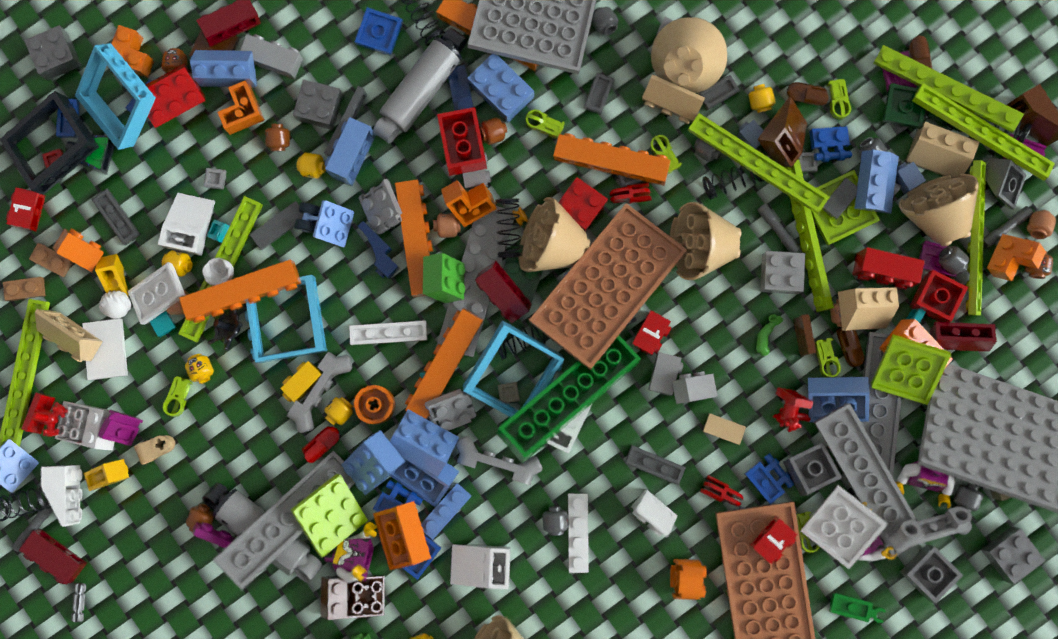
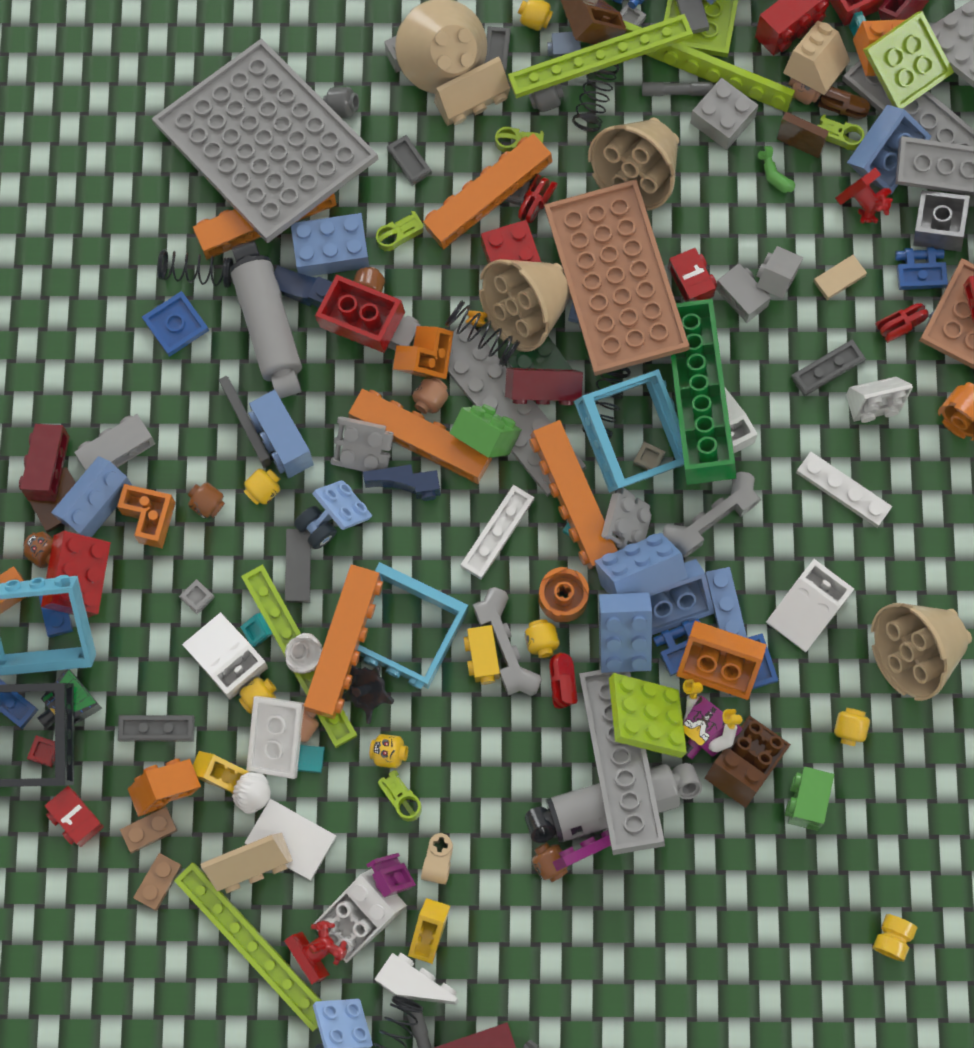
camera: 55 degrees left, 10 degrees down
(318, 104) = (204, 434): flat silver brick -> none
(555, 521) = (815, 501): dark grey head -> none

